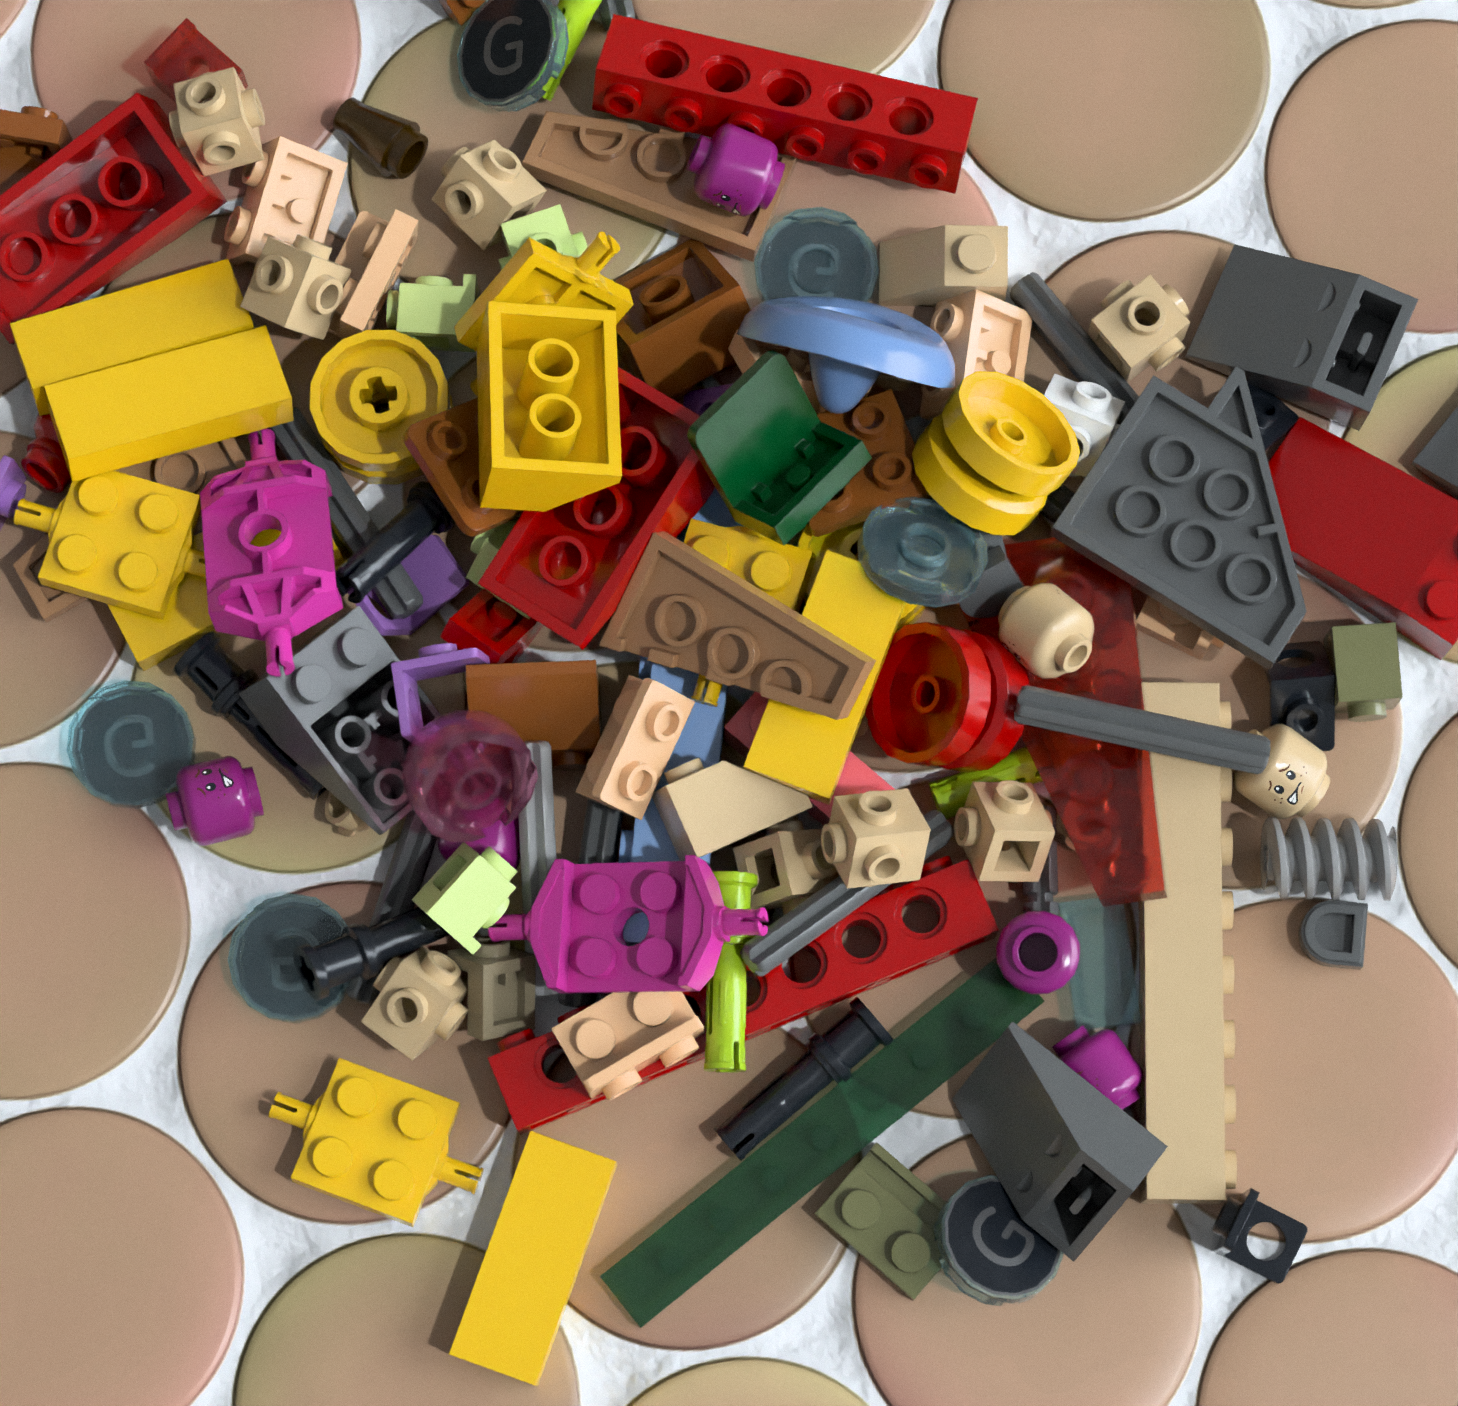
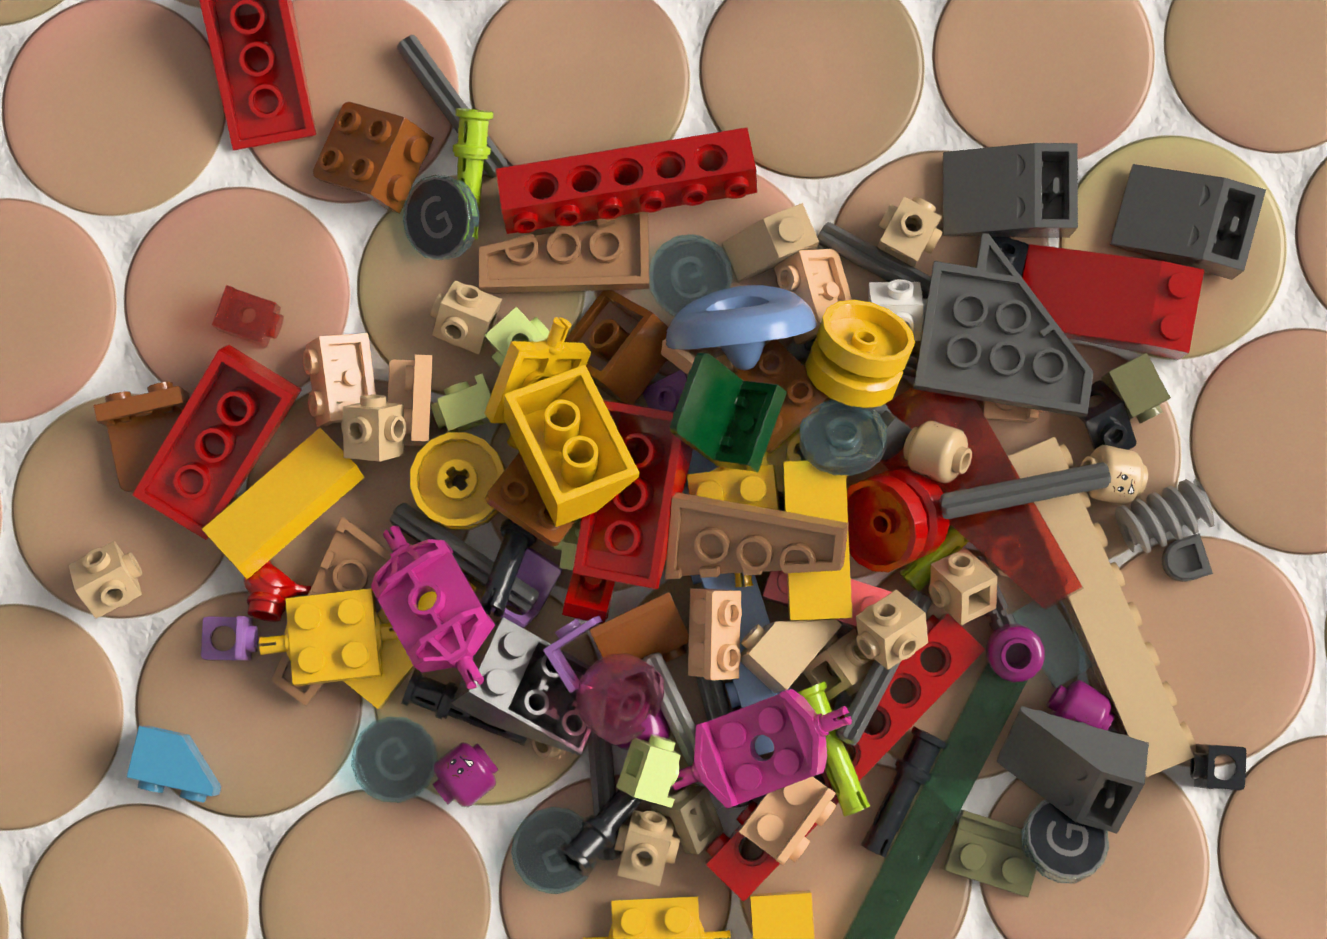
camera: 25 degrees left, 5 degrees up
(169, 403) = (326, 538): yellow piece -> none
(218, 121) = (276, 344): tan brick -> none
(383, 138) = (383, 307): dark brown cone -> none
(735, 170) = (617, 238): magenta head -> none

